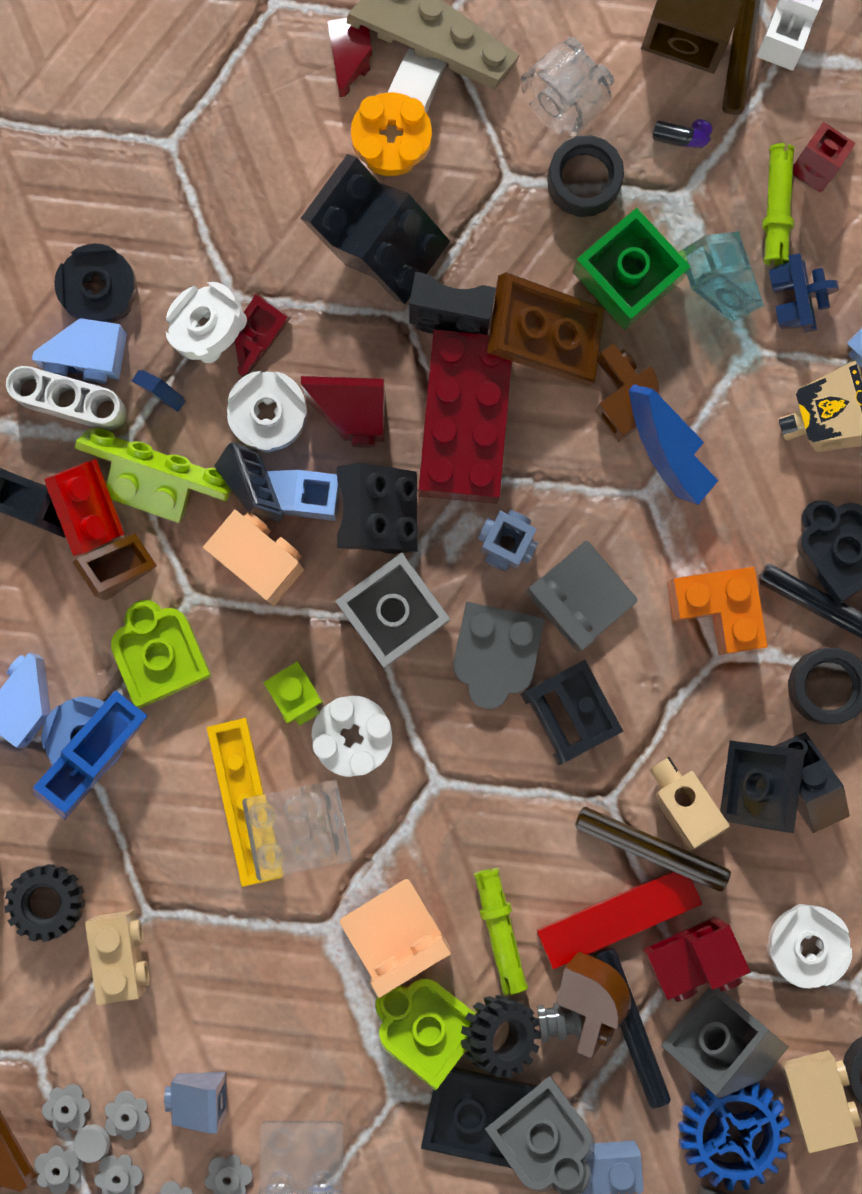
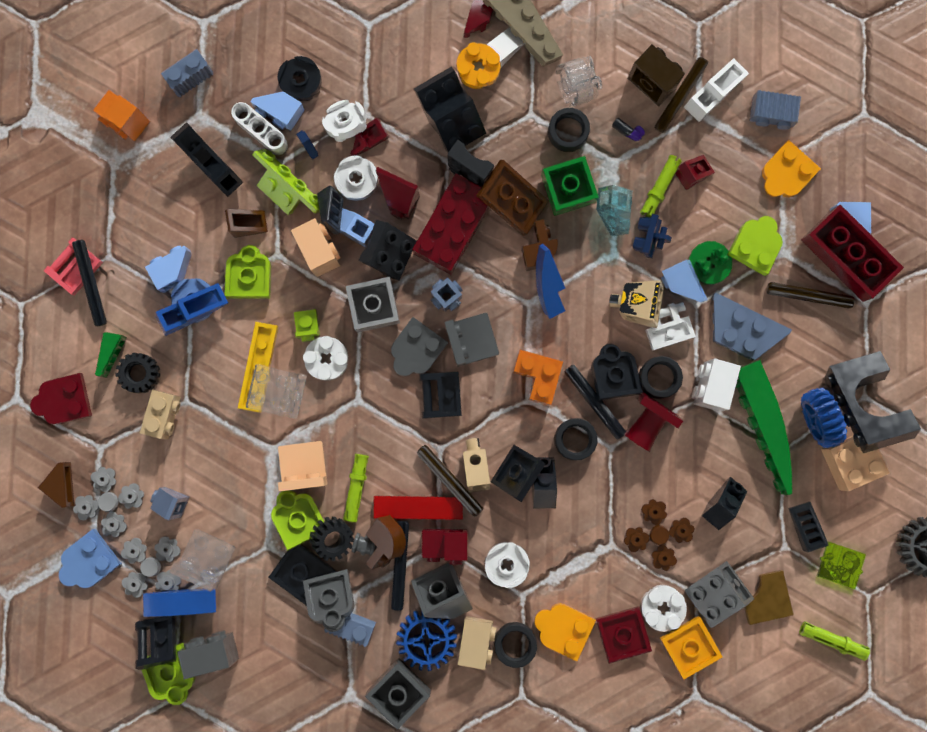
camera: 30 degrees right, 0 degrees up
(84, 507) = (243, 186): red plate -> none

